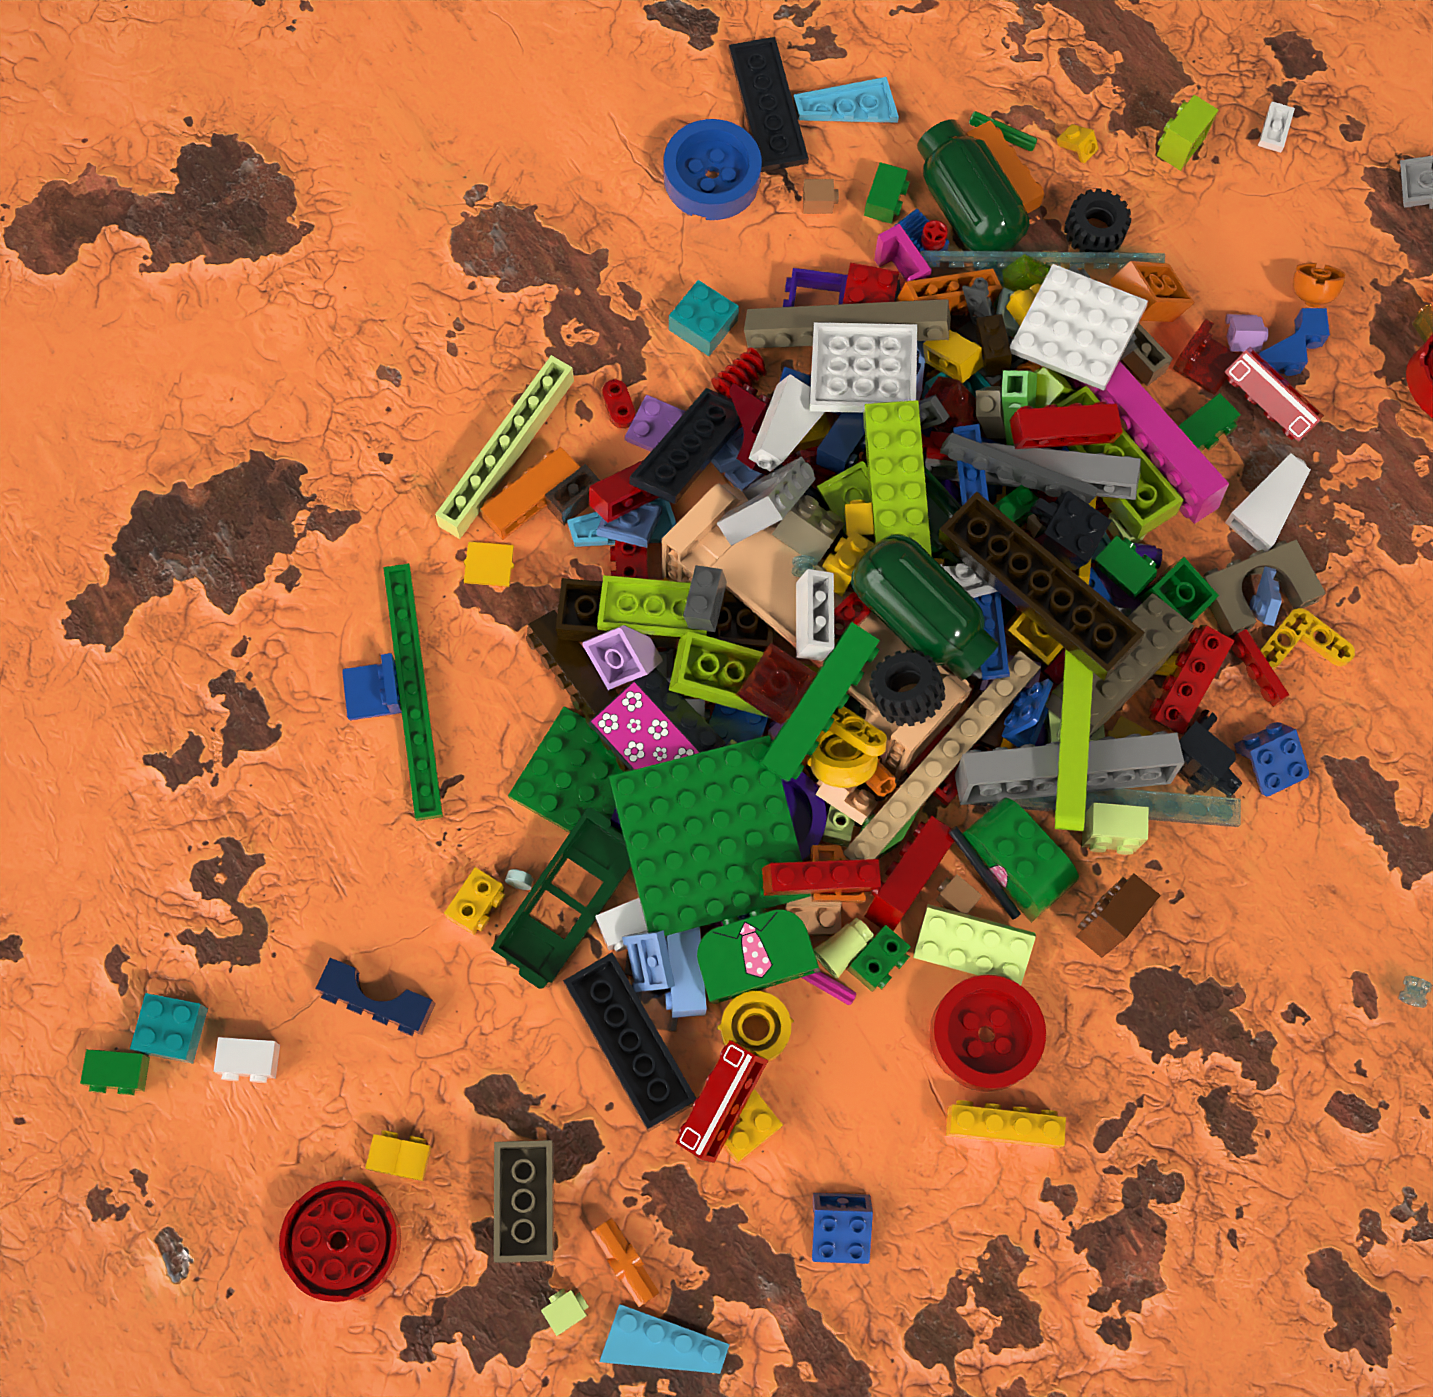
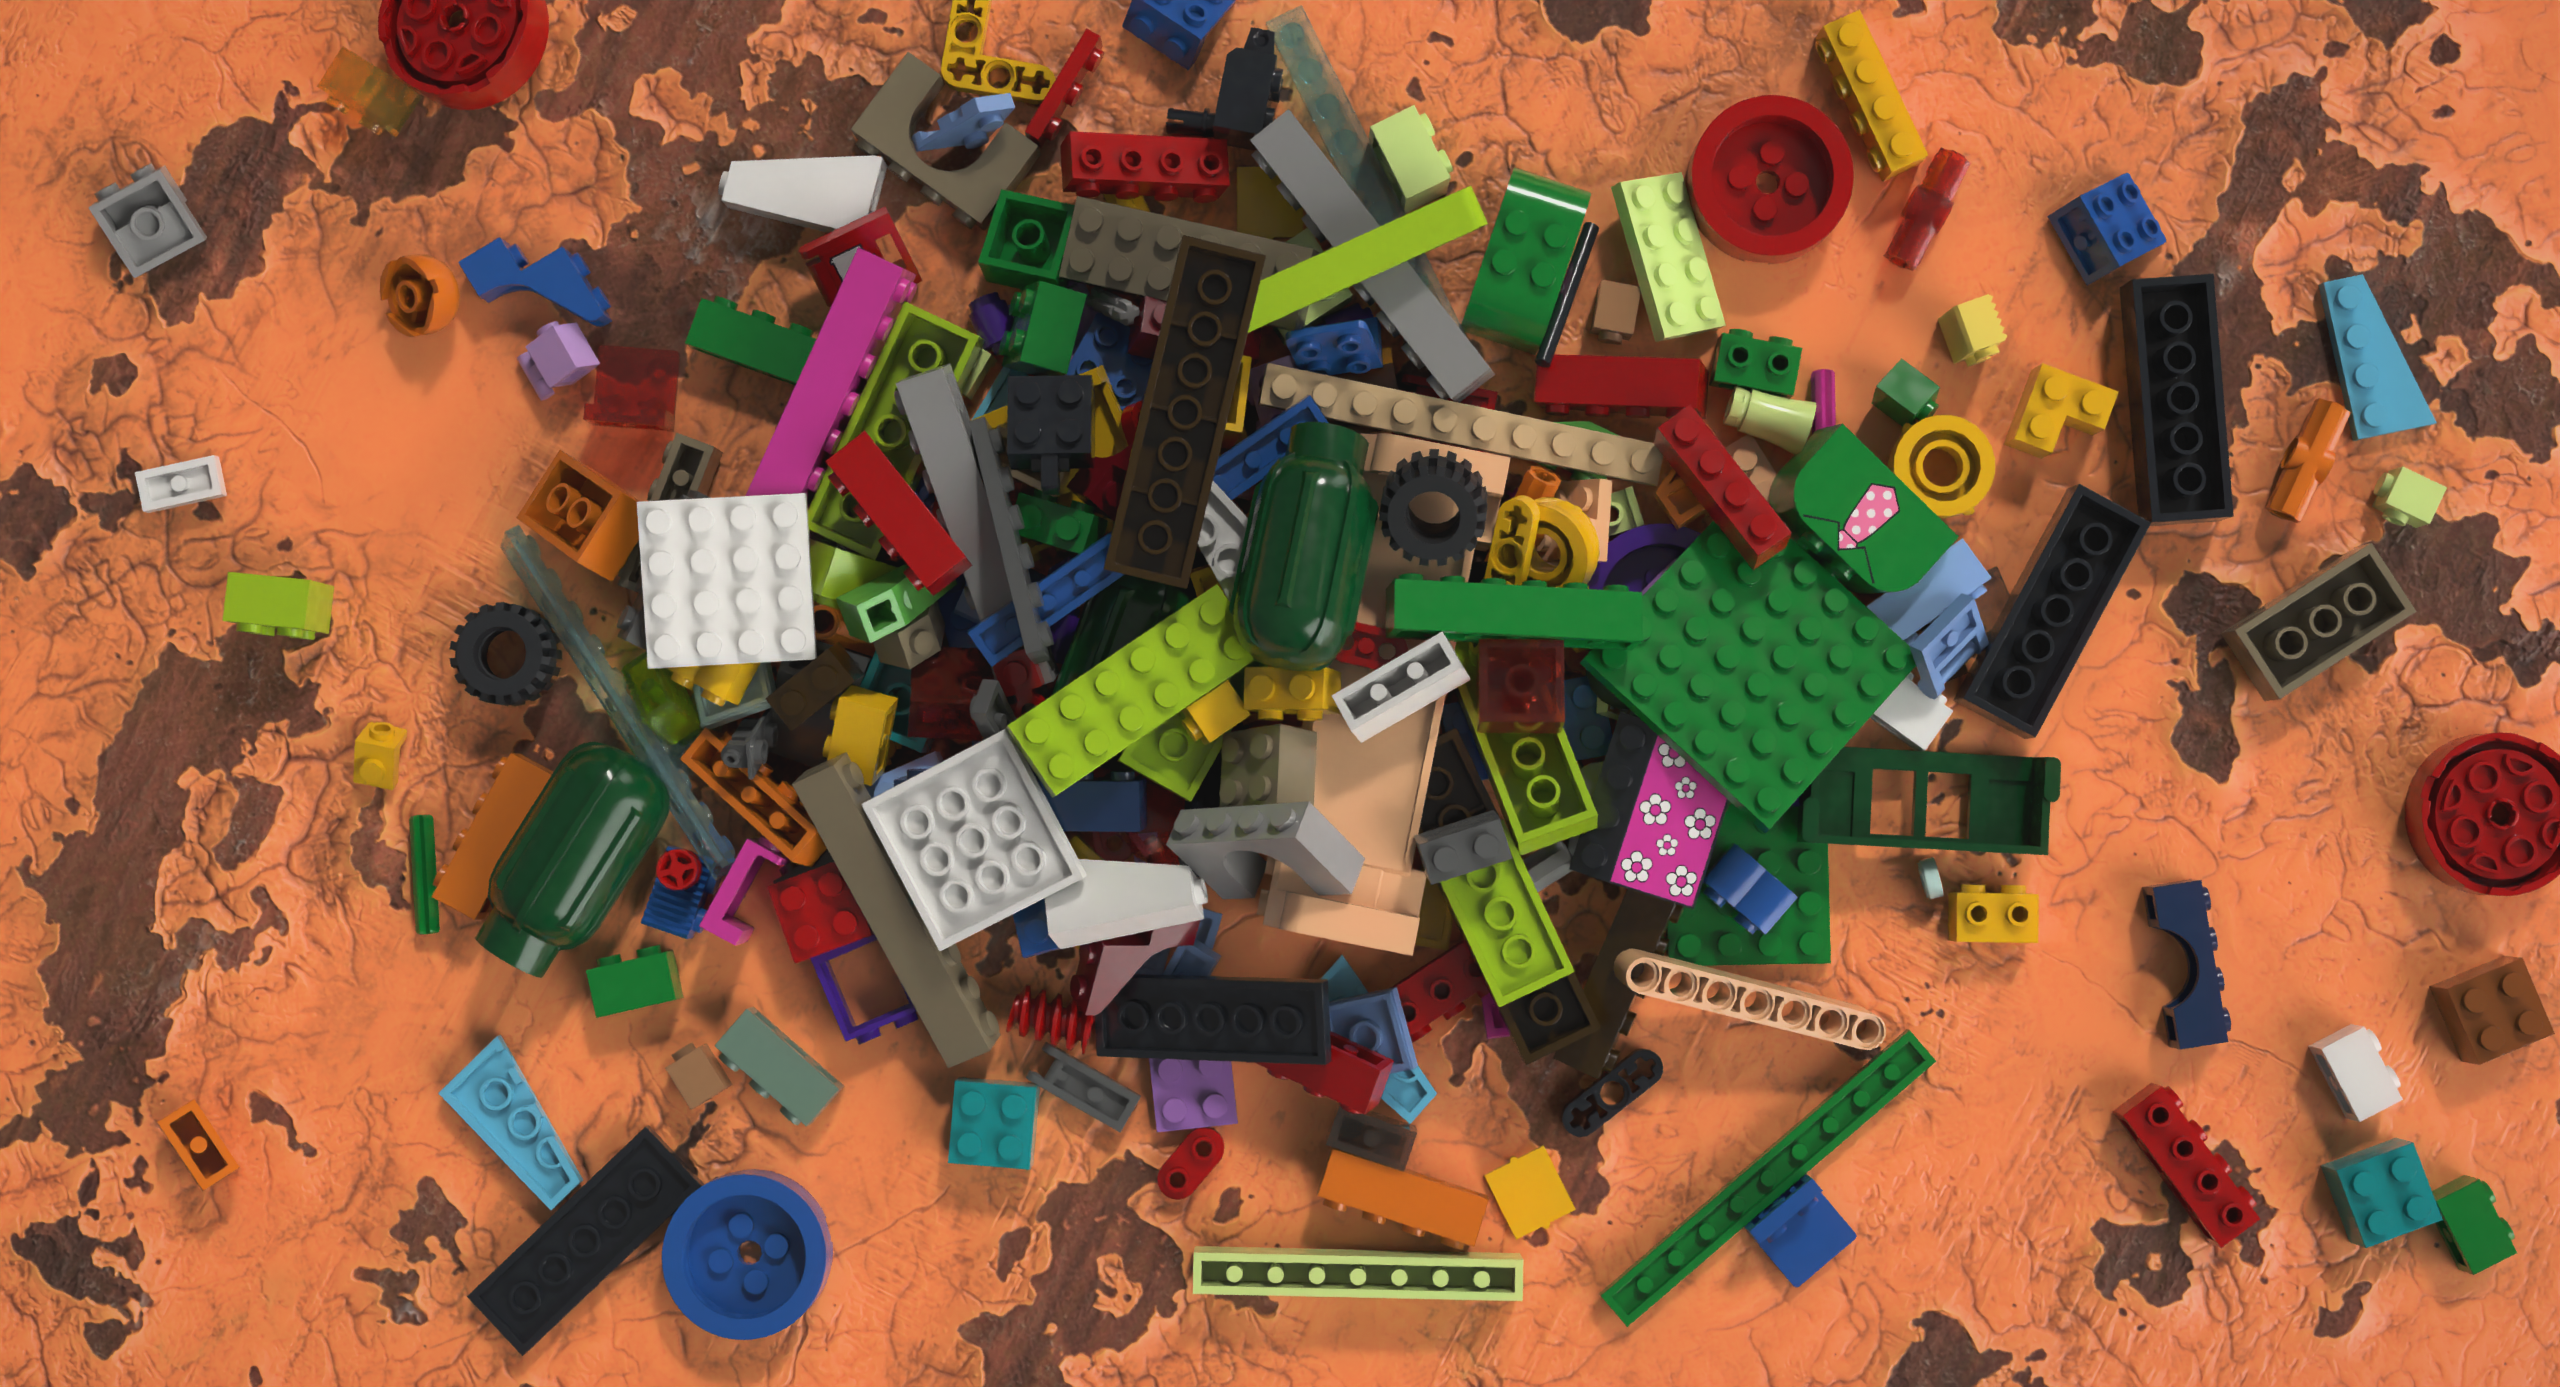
camera: 115 degrees left, 15 degrees up
(227, 1163) = (2492, 1010): none -> dark orange brick
(261, 925) = (2187, 1165): none -> red brick
(398, 1156) = (2355, 809): yellow brick -> none
(505, 731) = (1733, 992): none -> light nougat beam
(519, 618) = (1593, 1118): none -> black beam
(579, 767) = (1748, 889): none -> blue brick
(622, 655) = (1584, 914): lavender slope -> none
(691, 373) = (1086, 1088): none -> dark grey hinge
(711, 1198) = (2176, 400): none -> black brick
(721, 1101) = (2066, 451): red brick -> none
(799, 235) = (778, 1067): none -> sand green brick
(801, 564) = (1333, 745): clear light blue bush -> none
(811, 1035) = (1906, 394): none -> green brick
(826, 1095) = (1972, 330): none -> light yellow brick
(916, 1120) = (1927, 209): none -> clear red piece
(1116, 914) = (1541, 91): reddish brown brick -> none
(1230, 507) = (839, 247): none -> red container
(1273, 394) = (641, 268): brick -> none

